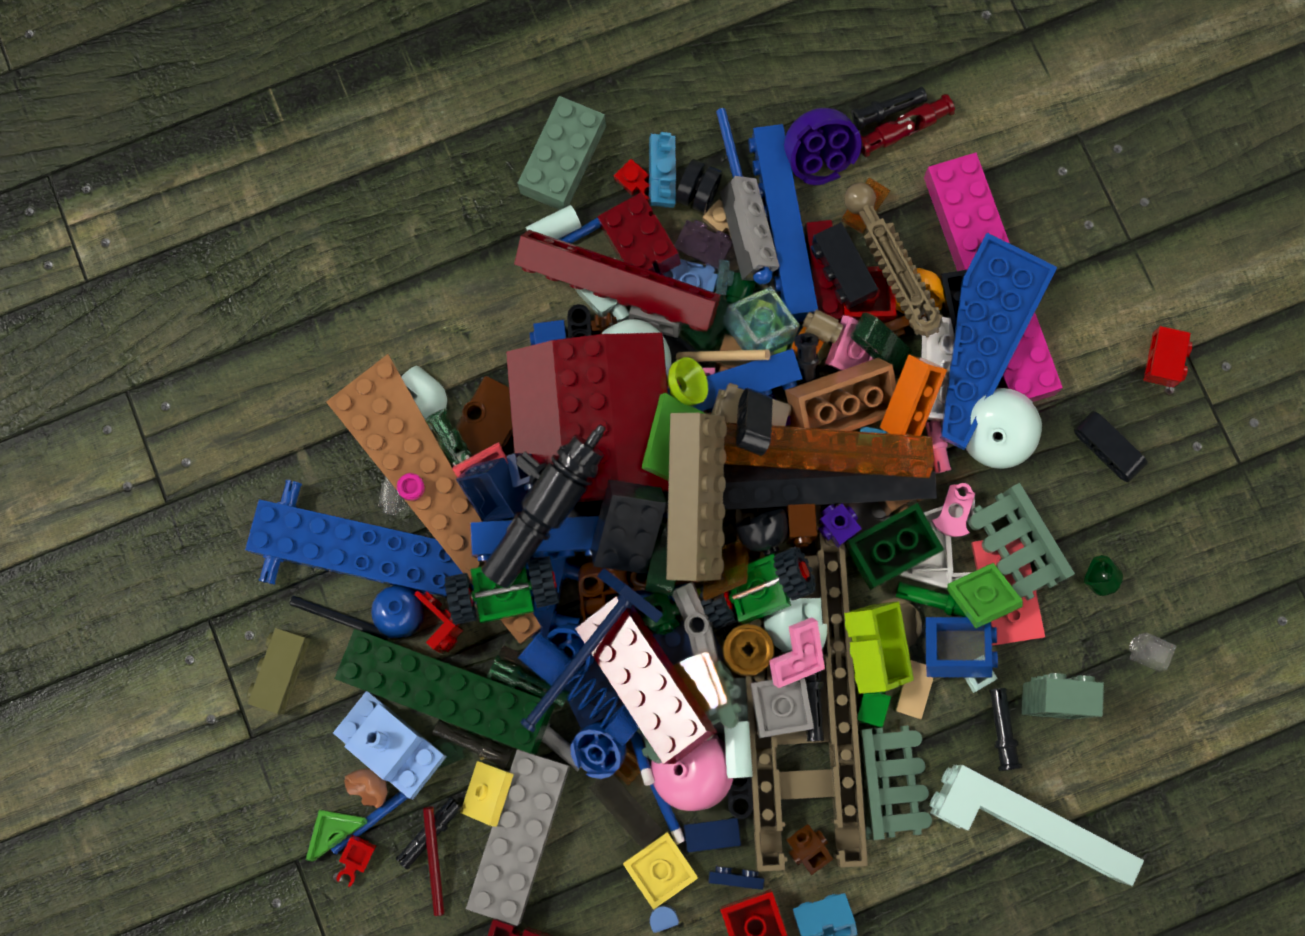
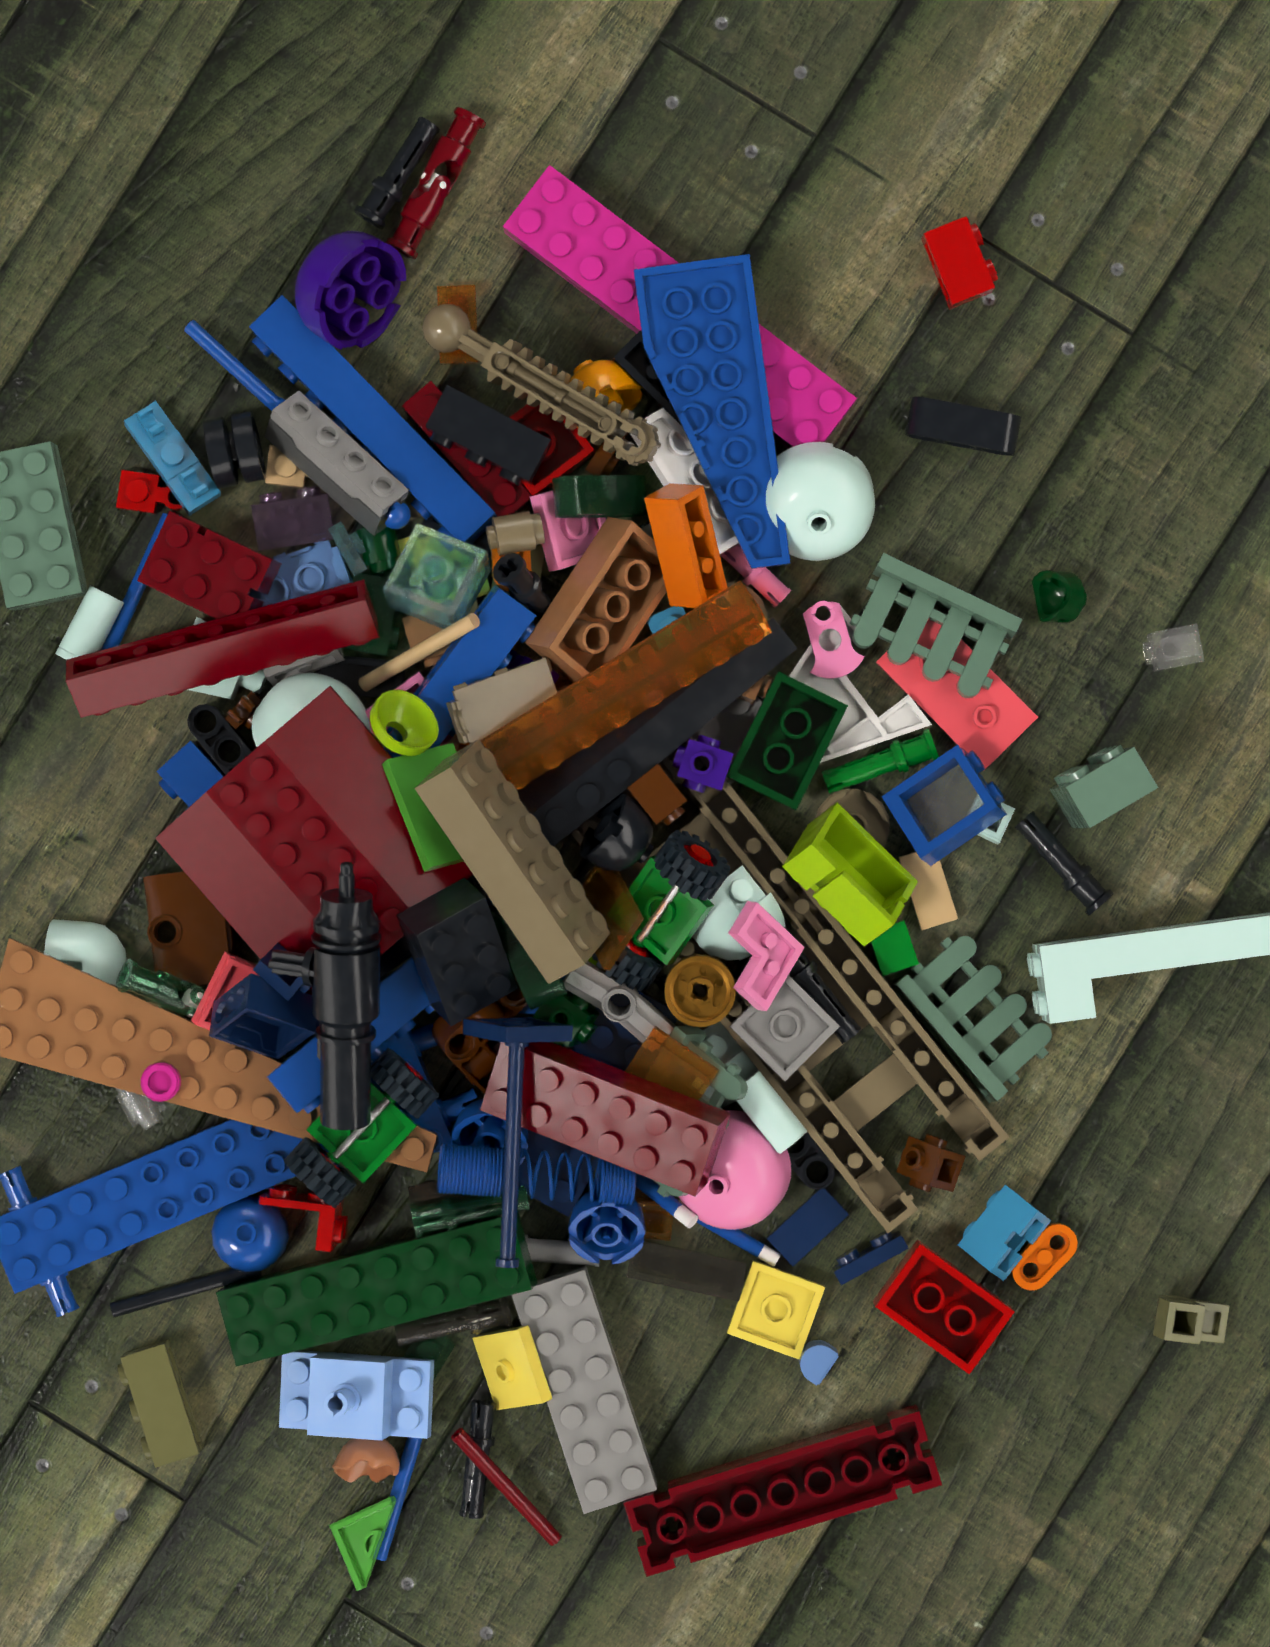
camera: 35 degrees left, 10 degrees up
(355, 857) = (411, 1546): red plate -> none
(754, 421) = (517, 718): black beam -> none
(984, 595) = (933, 723): bright green plate -> none

